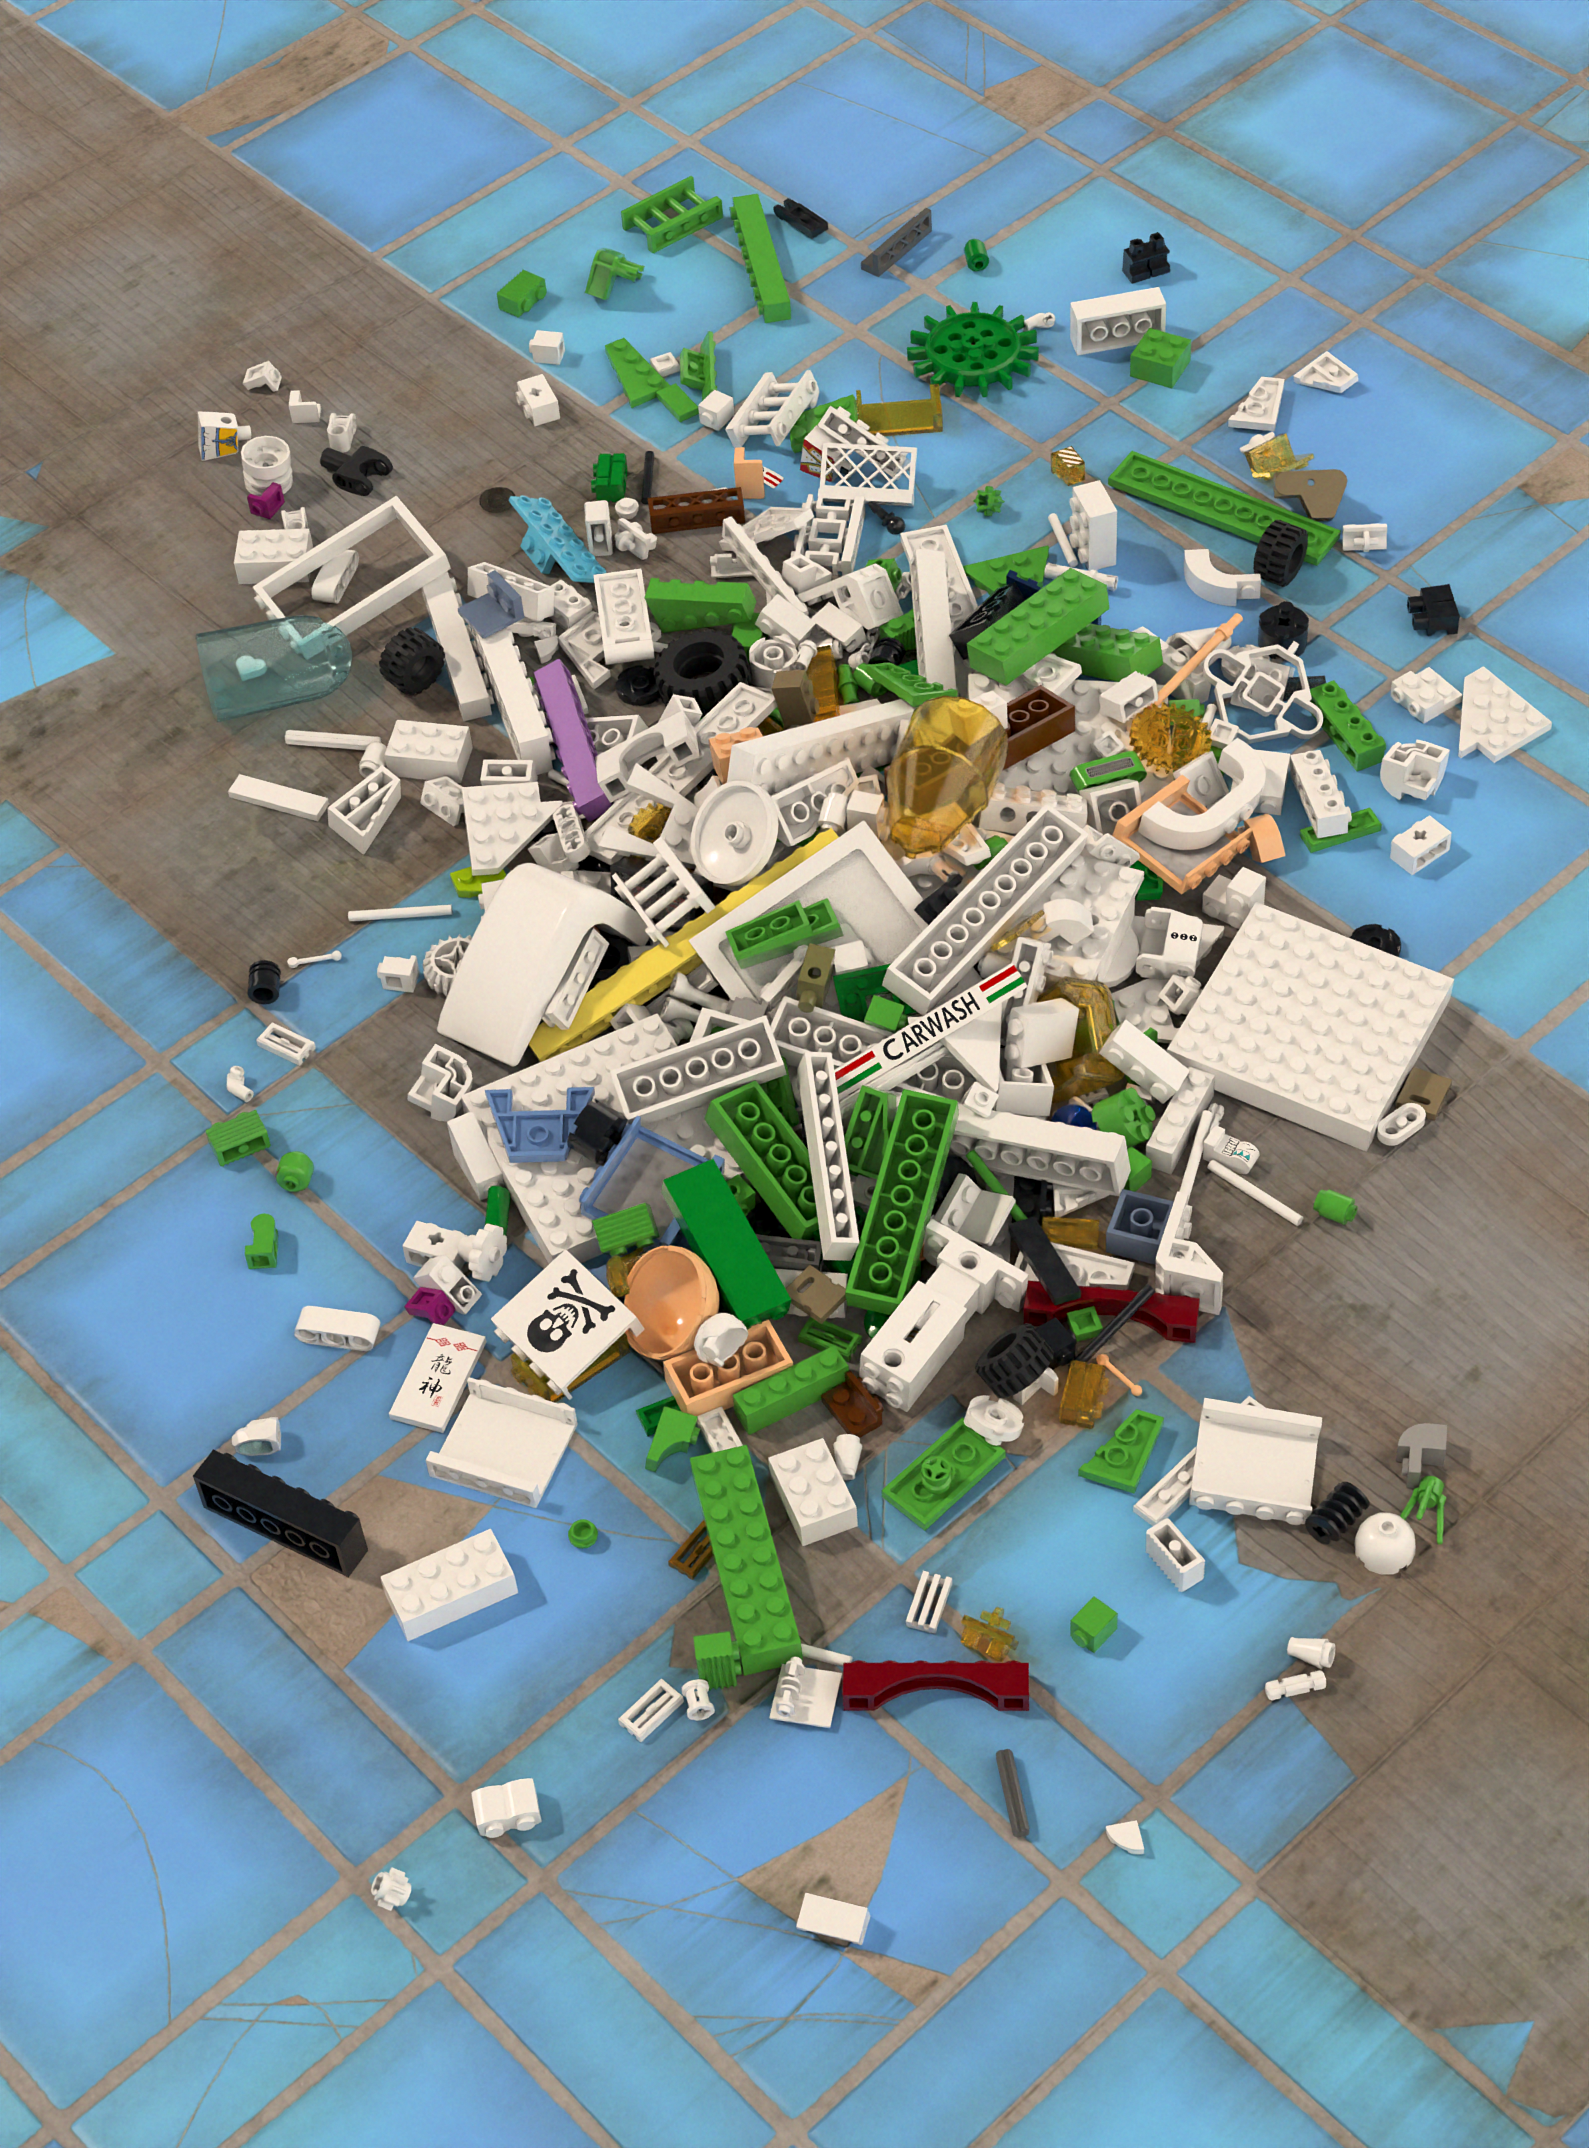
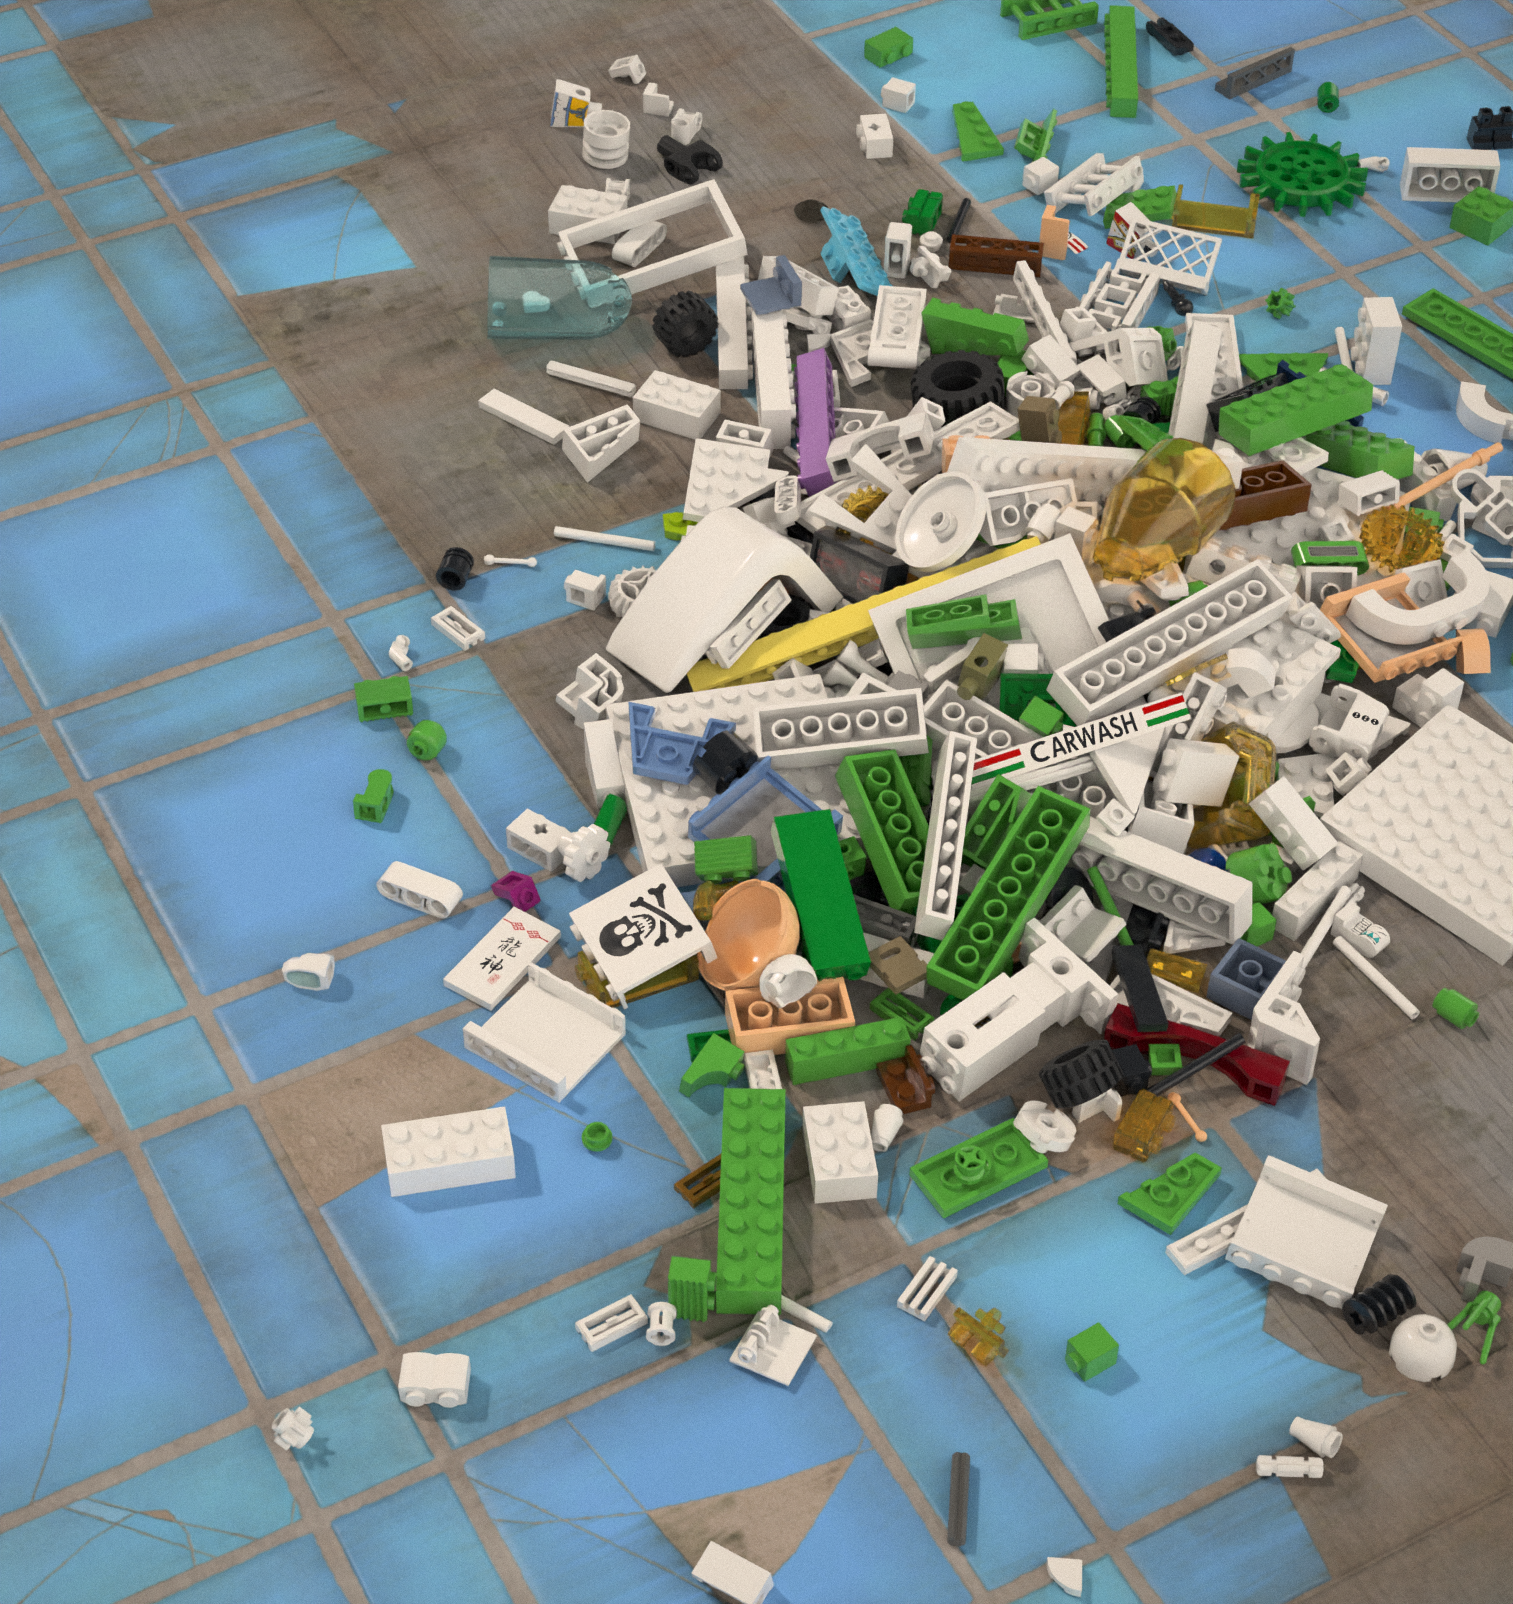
camera: 10 degrees right, 5 degrees down
(268, 503) = (598, 170): magenta bracket -> none
(281, 1512) = (306, 1043): black brick -> none
(372, 759) = (622, 398): white brick -> none
(444, 799) = (677, 449): white bracket -> none
(444, 1275) = (539, 865): white slope -> none
(604, 270) = (973, 39): bright green piece -> none
(637, 686) = (893, 393): black tile -> none
(665, 364) = (1004, 131): white tile -> none
(677, 402) = (1006, 164): bright green tile -> none
(684, 885) = (880, 559): white fence -> none
(773, 523) = (1066, 278): white plate -> none
(841, 427) = (1155, 208): white brick -> none
(874, 1684) = (846, 1354): dark red arch -> none
(1068, 465) = (1365, 286): clear yellow brick -> none
(1174, 1555) = (1195, 1303): white brick -> none

